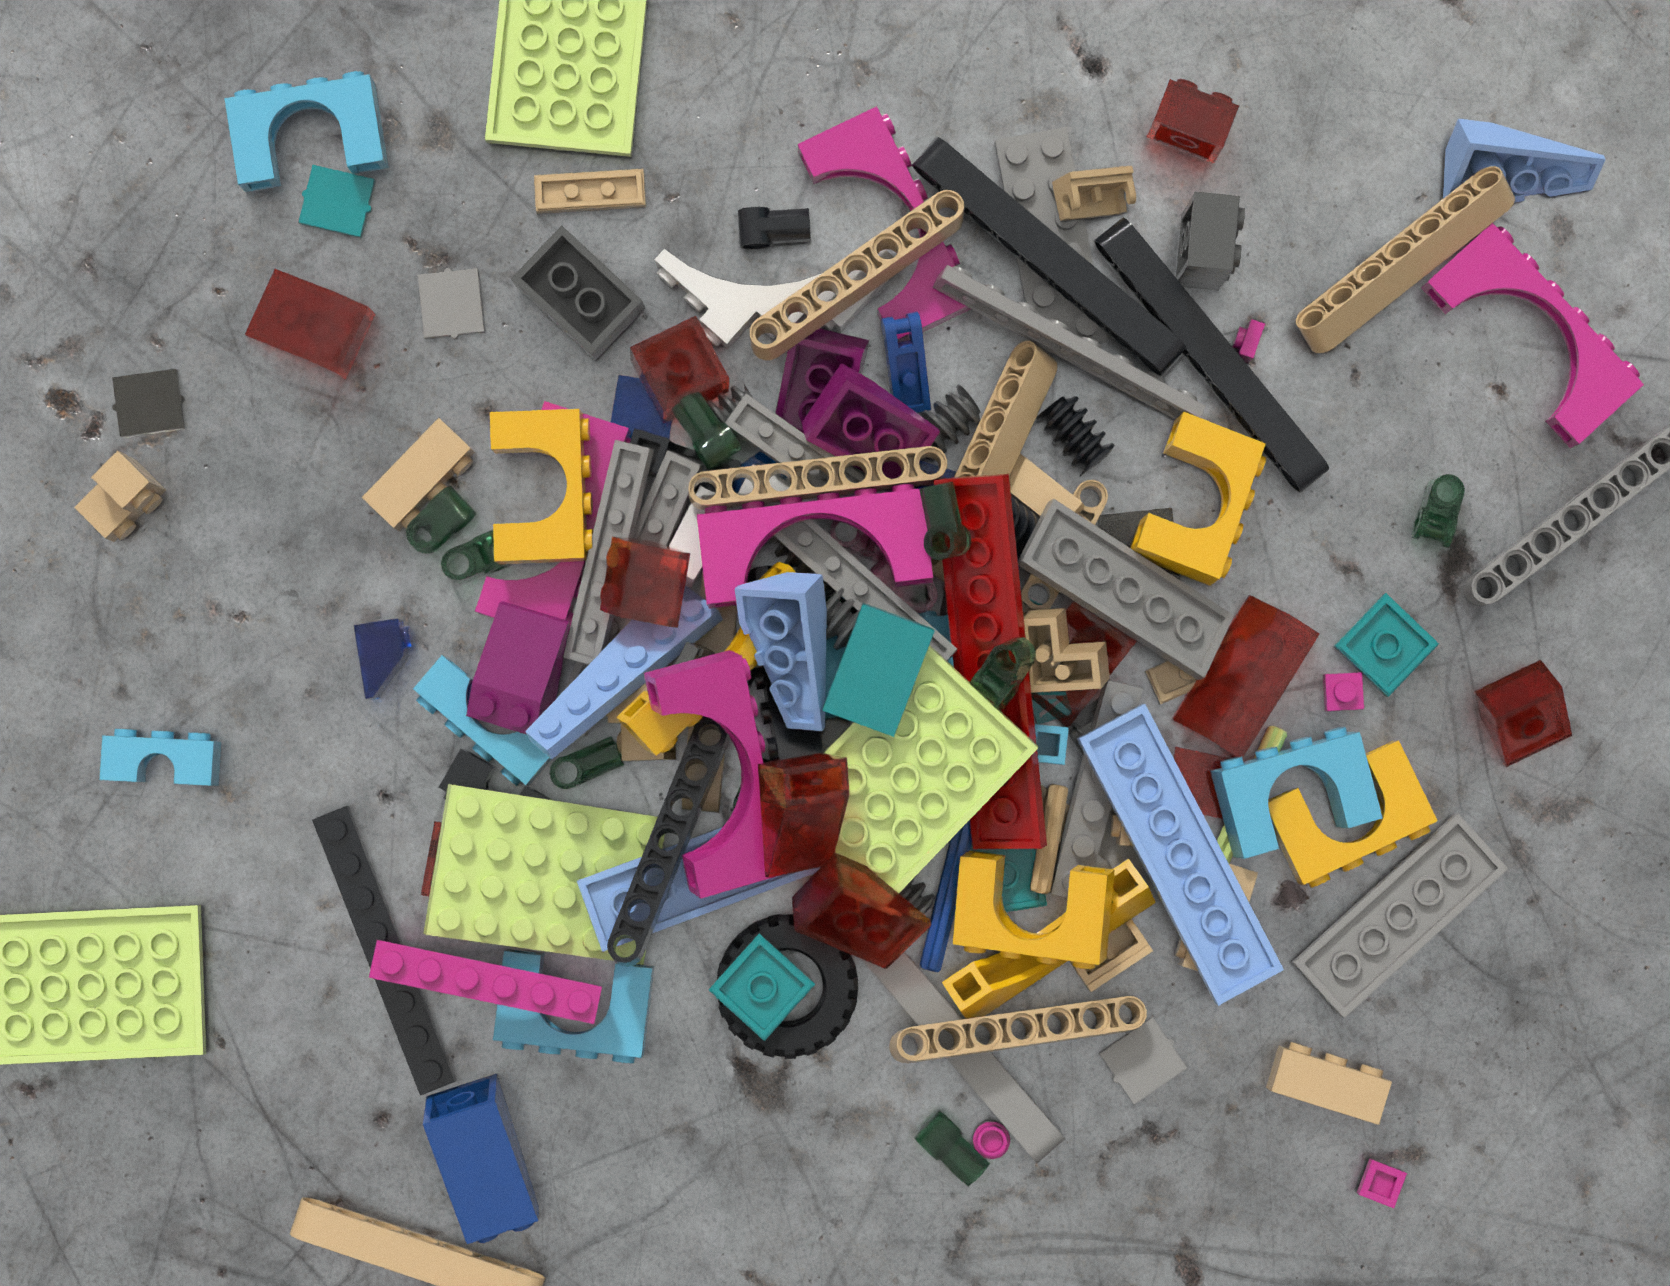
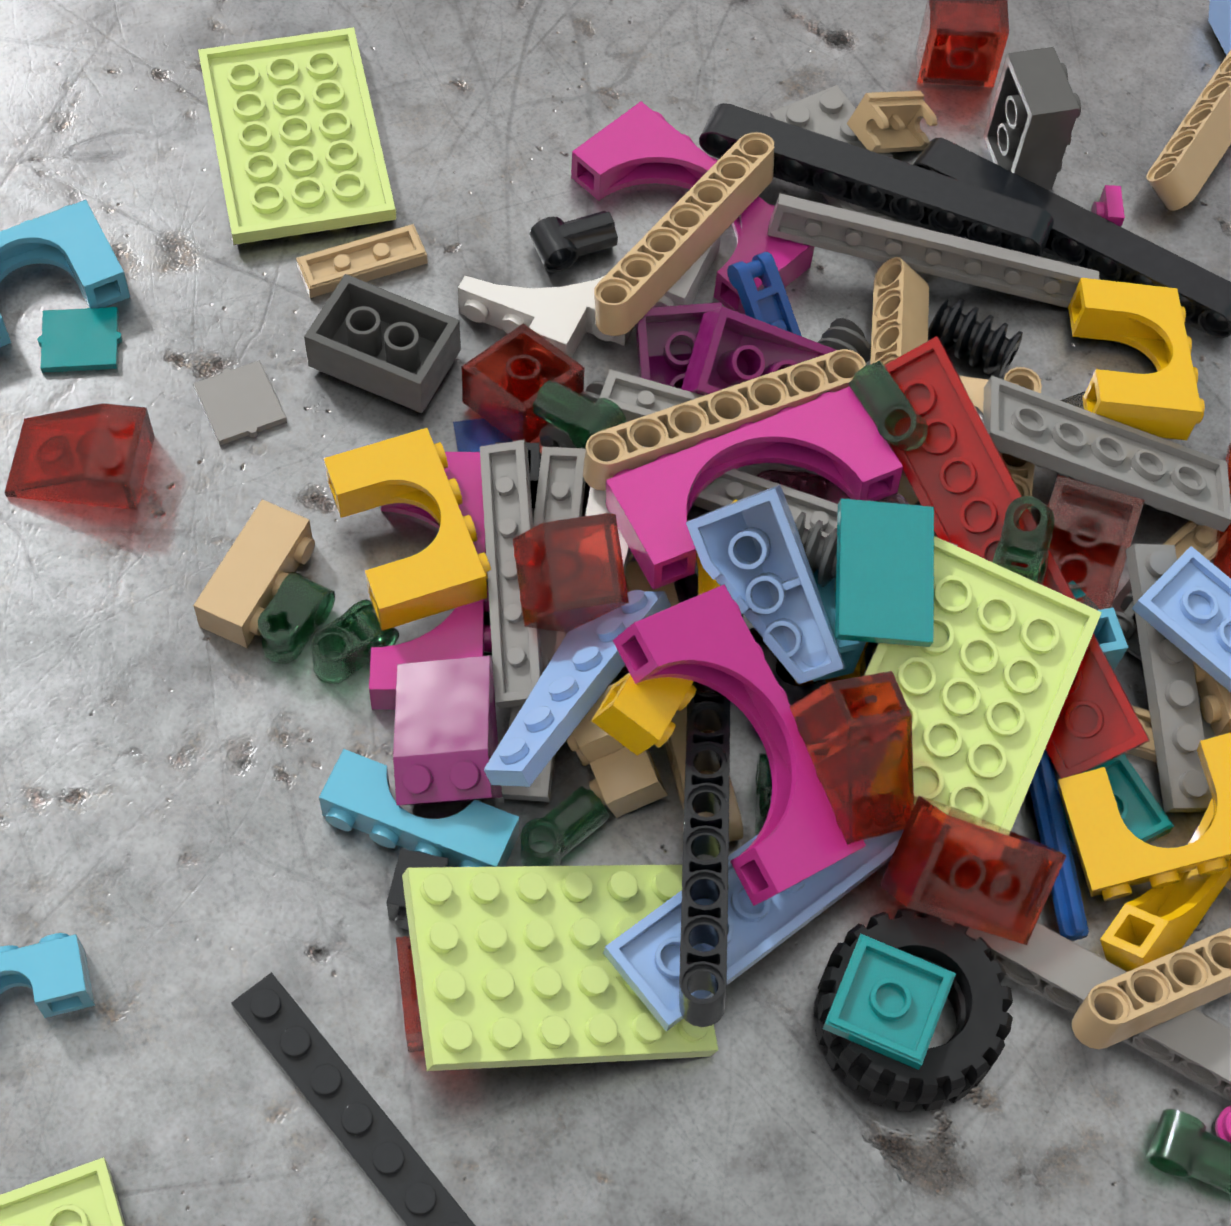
camera: 25 degrees left, 25 degrees down
(381, 653) = (266, 775): clear blue slope -> none
(485, 981) = (420, 1115): dark pink arch -> none
(618, 1034) = (593, 1172): medium azure arch -> none
(1046, 857) = (1147, 757): tan axle -> none
(1058, 663) = (1085, 536): tan brick -> none

